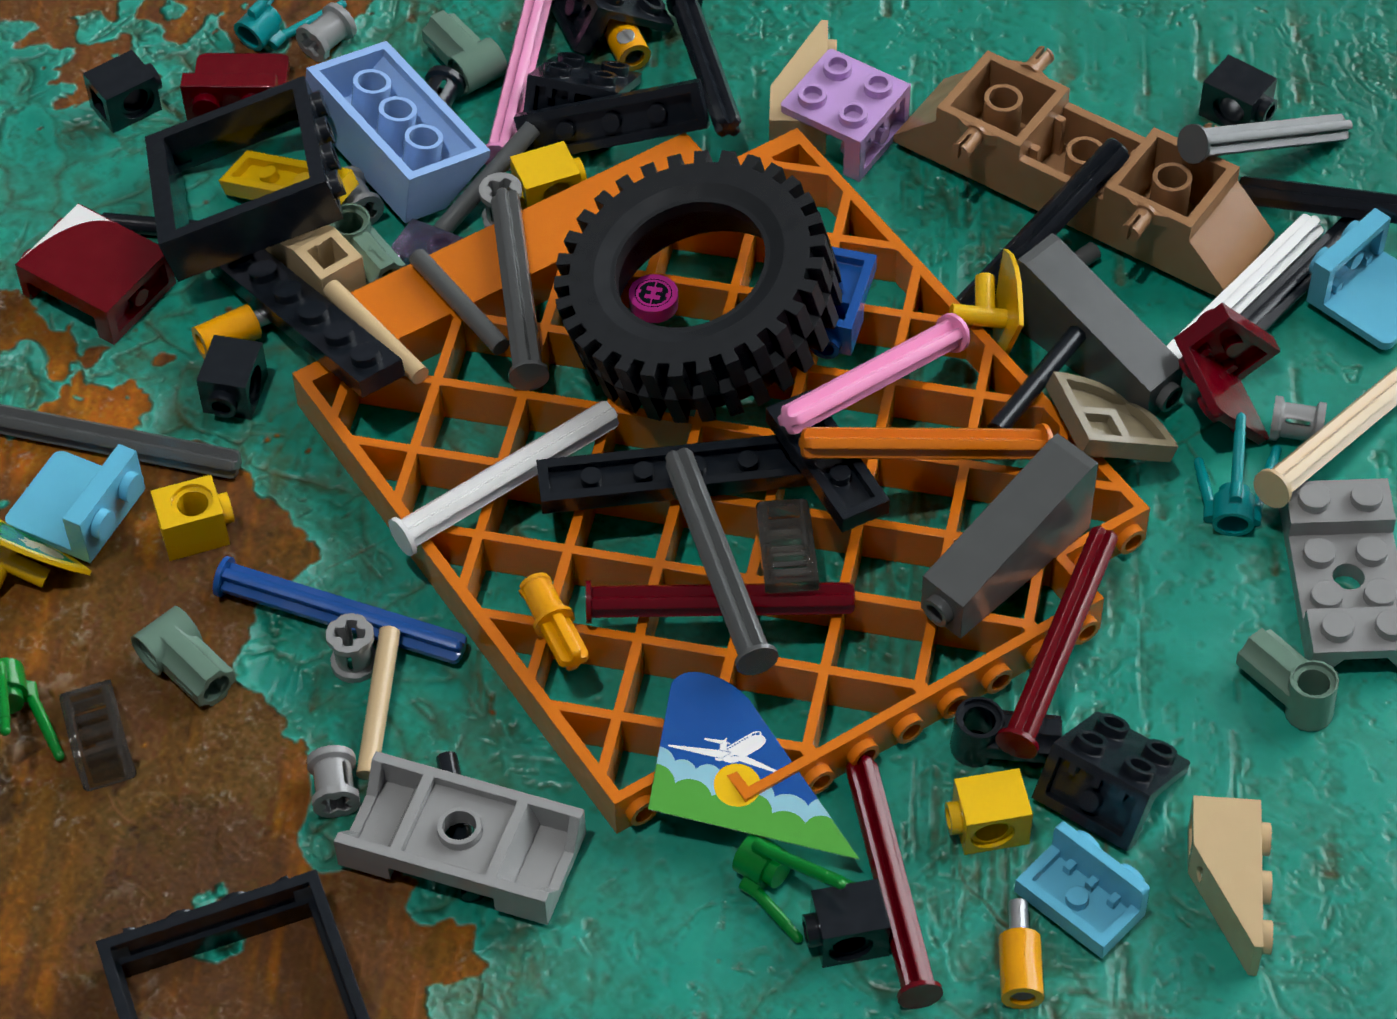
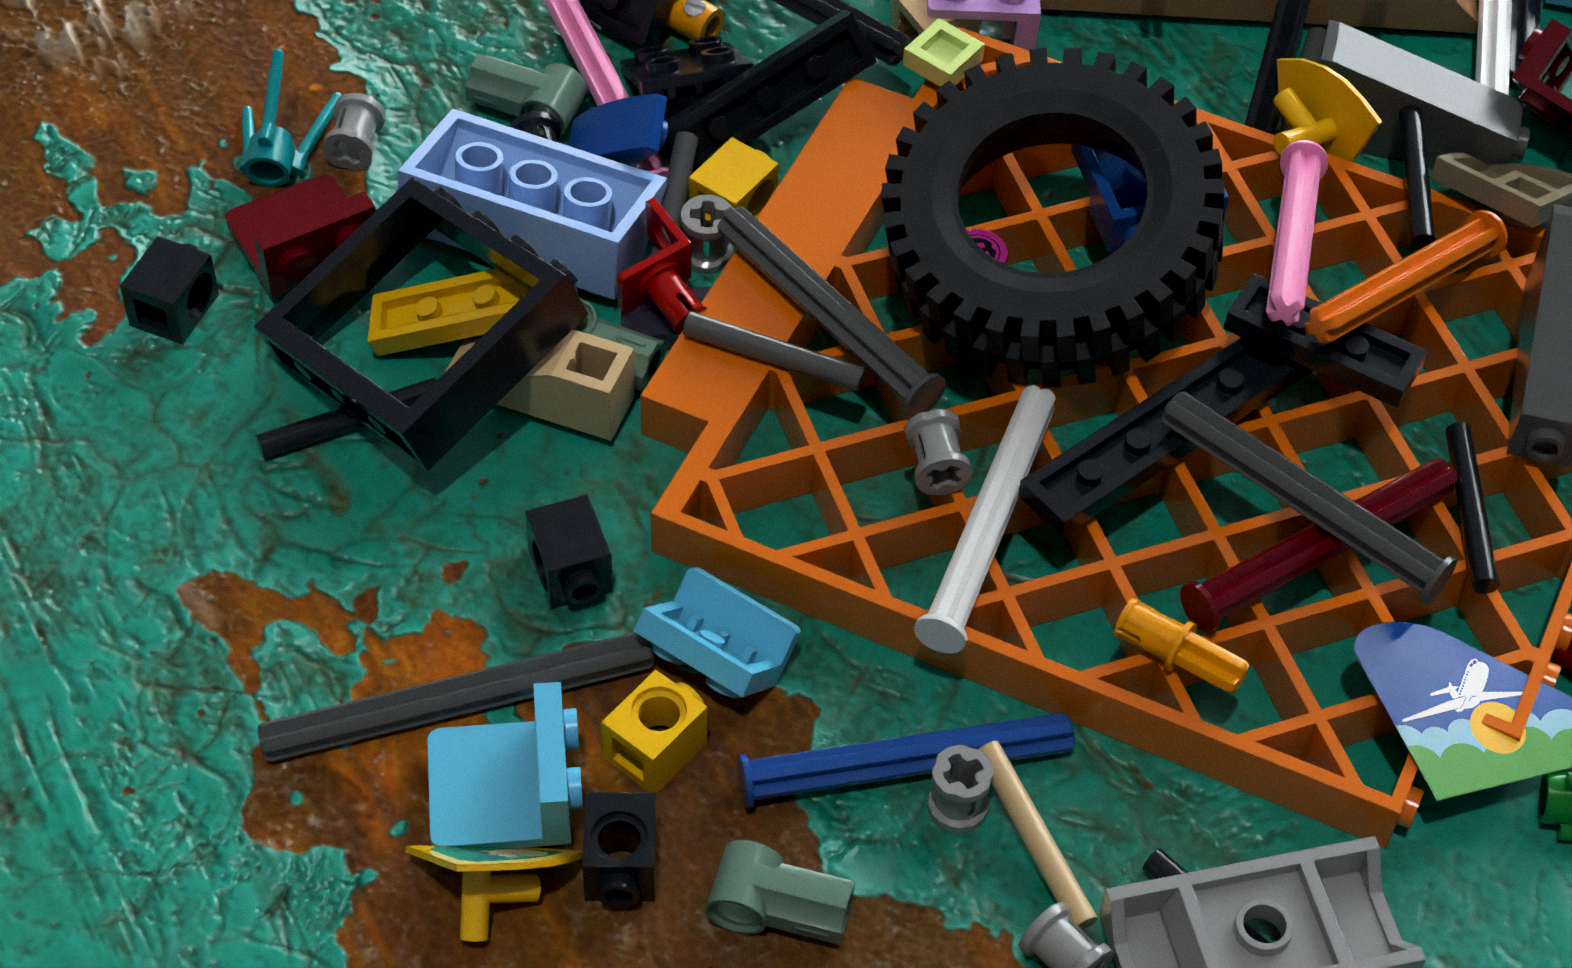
camera: 35 degrees left, 0 degrees up
(97, 270) = (307, 500): dark red panel -> none
(110, 577) = (614, 823): none -> black brick
(237, 323) = (524, 489): light orange piece -> none
(279, 476) = (720, 635): none -> medium azure bracket
(312, 322) = (632, 447): black plate -> none
(346, 302) = (712, 424): tan bar -> none
(433, 216) = (662, 274): none -> red bracket
(490, 105) = (622, 129): none -> blue slope
(505, 411) = (938, 452): none -> light grey bush
(756, 137) = (943, 53): none -> yellowish green plate
(786, 541) = (1333, 434): clear smoke slope -> none
(852, 630) = (1472, 509): none -> black bar

